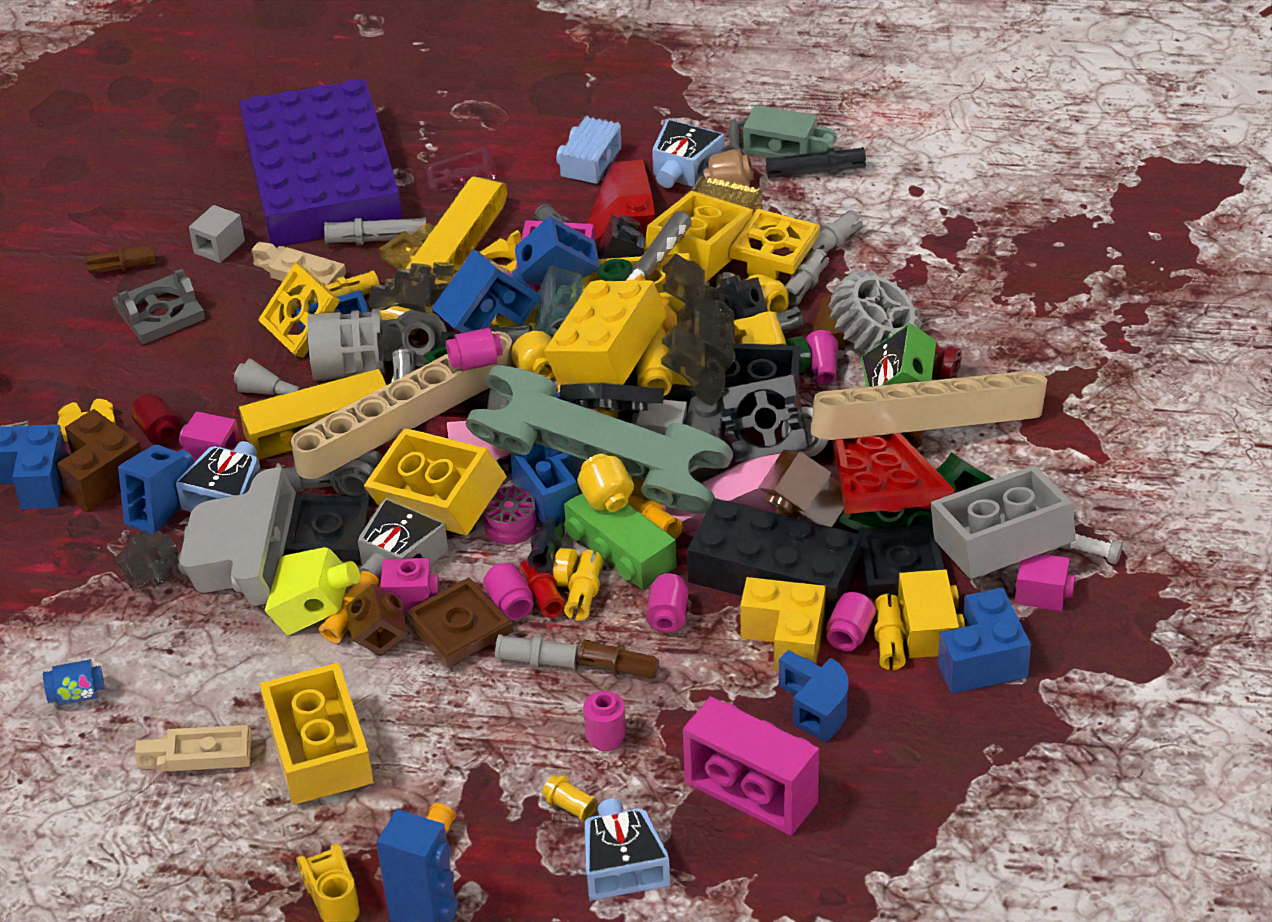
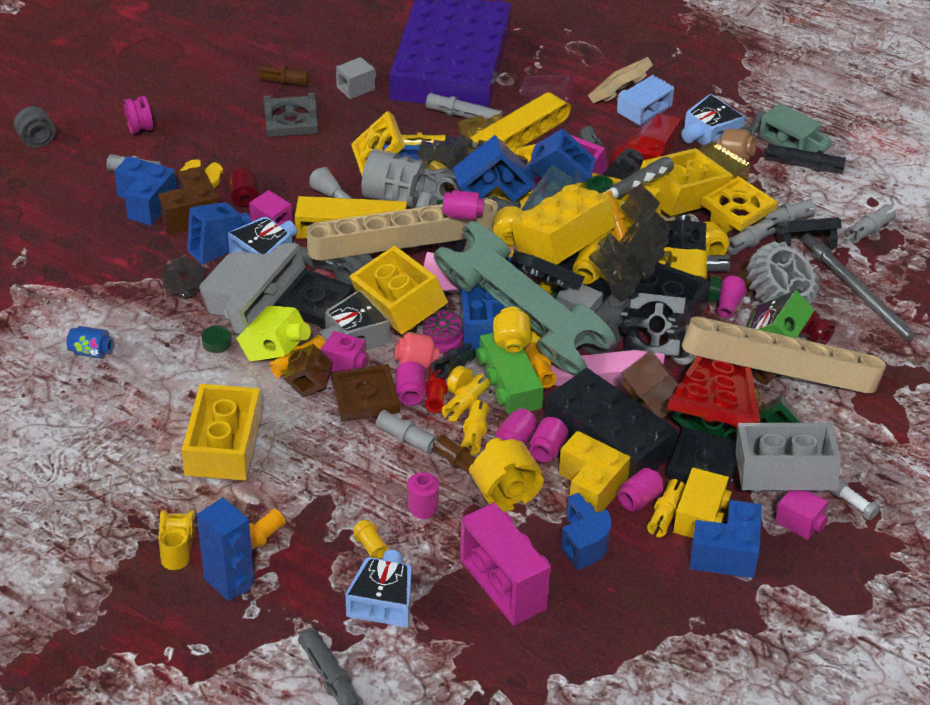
camera: 20 degrees right, 0 degrees up
(196, 749) = (143, 414): tan hinge -> none
(231, 622) = (216, 339): none -> dark green tile
(281, 259) = (406, 120): tan hinge -> none
(492, 547) = (417, 349): none -> coral head
(546, 132) = (620, 79): none -> tan plate
(615, 616) = (475, 426): none -> yellow pin
(692, 658) = (506, 473): none -> yellow brick
(710, 600) = (548, 439): none -> dark pink brick
(891, 237) = (827, 225): none -> black piece
(898, 270) = (824, 254): none -> flat silver bar
(931, 216) = (871, 223): none -> light grey pin

